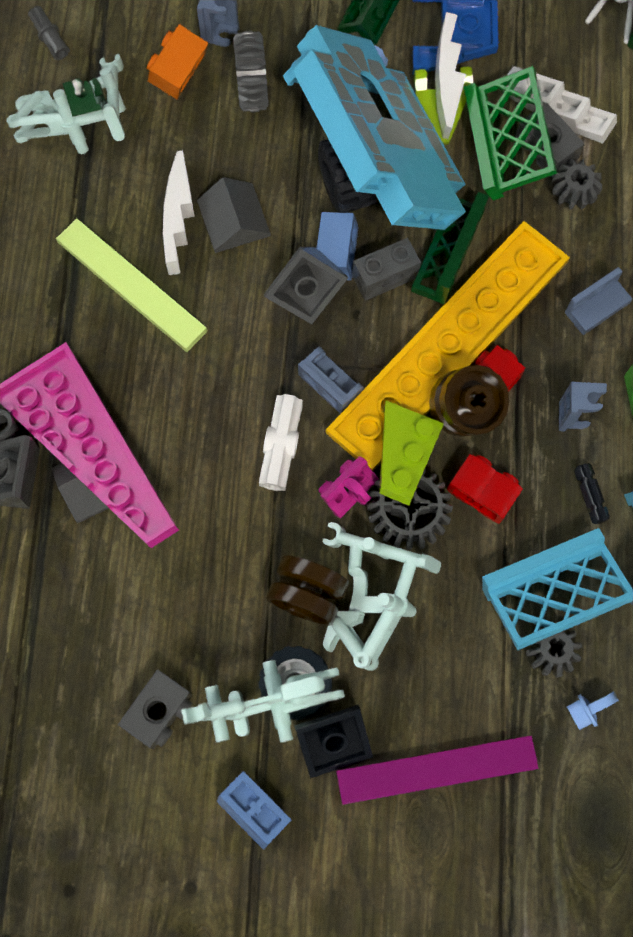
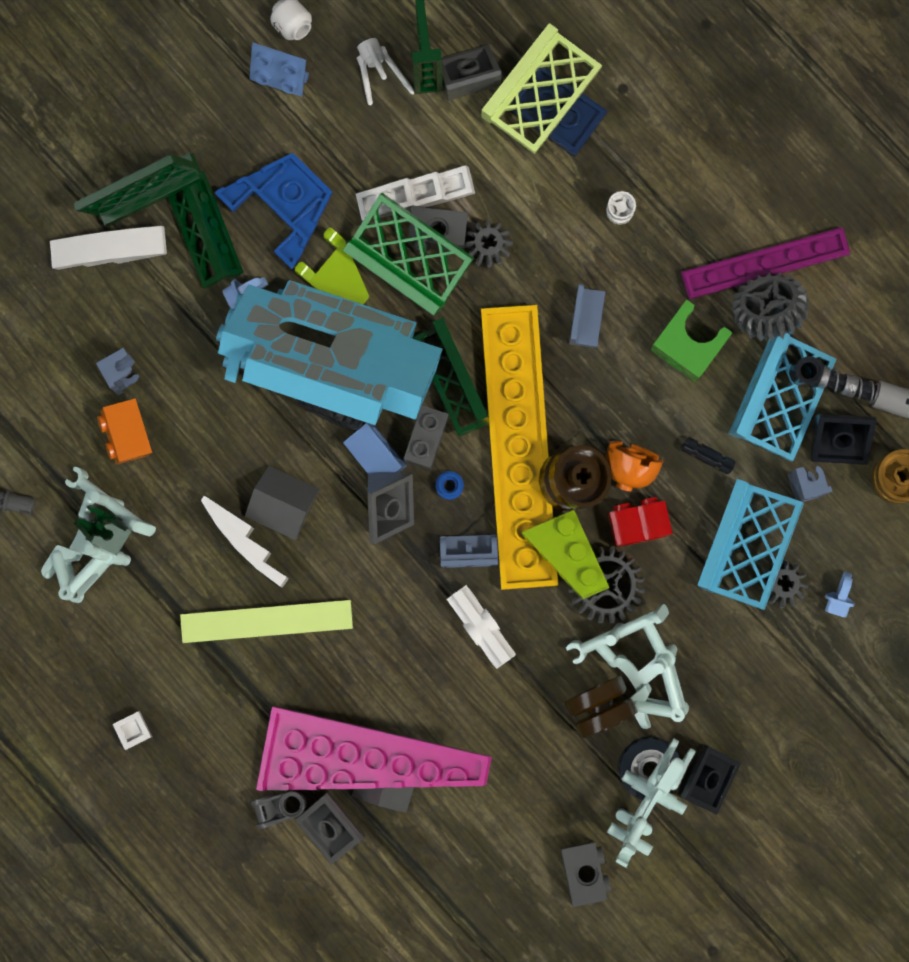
camera: 45 degrees left, 10 degrees up
(251, 71) = (187, 389): dark grey gear -> none
(253, 810) = (705, 869): medium blue hinge -> none
(354, 476) = (555, 603): dark pink hips -> none
(367, 313) = (449, 476): none -> blue plate
(437, 770) = (786, 730): magenta tile -> none
(447, 80) = (331, 261): white slope -> none
(504, 364) = (569, 432): red brick -> none
(522, 438) = (632, 465): none -> orange cylinder
(577, 399) = (645, 412): sand blue hinge -> none

